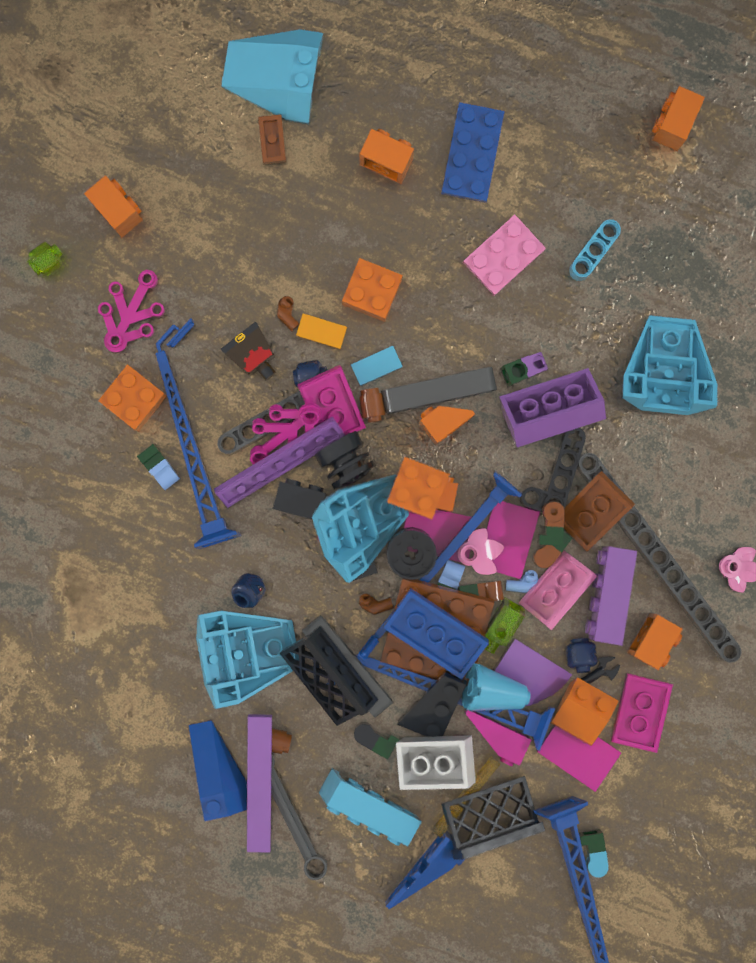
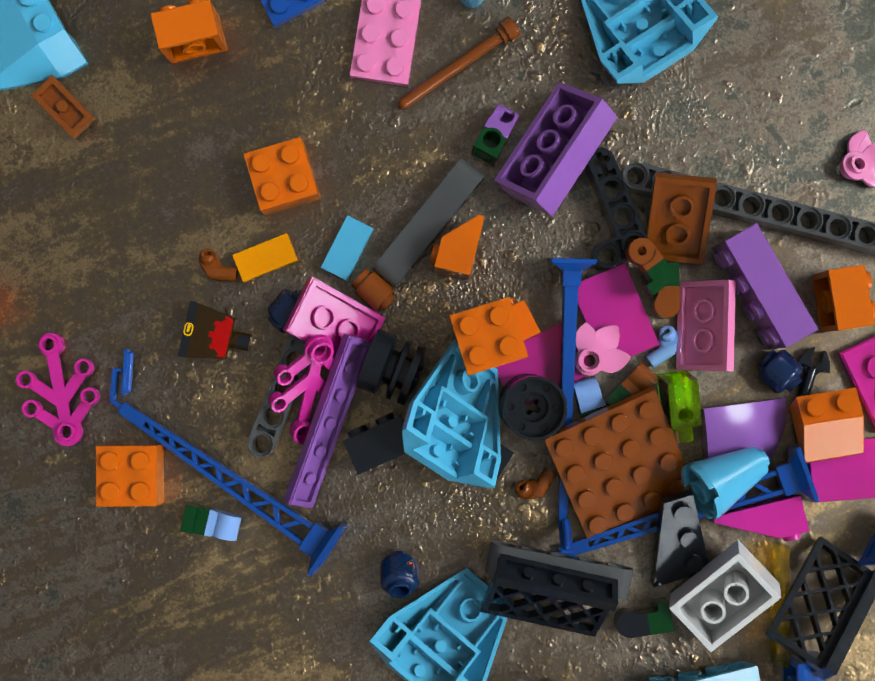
camera: 30 degrees left, 0 degrees up
(436, 633) = (622, 467): blue plate -> none
(580, 310) = (504, 32): none -> dark orange piece

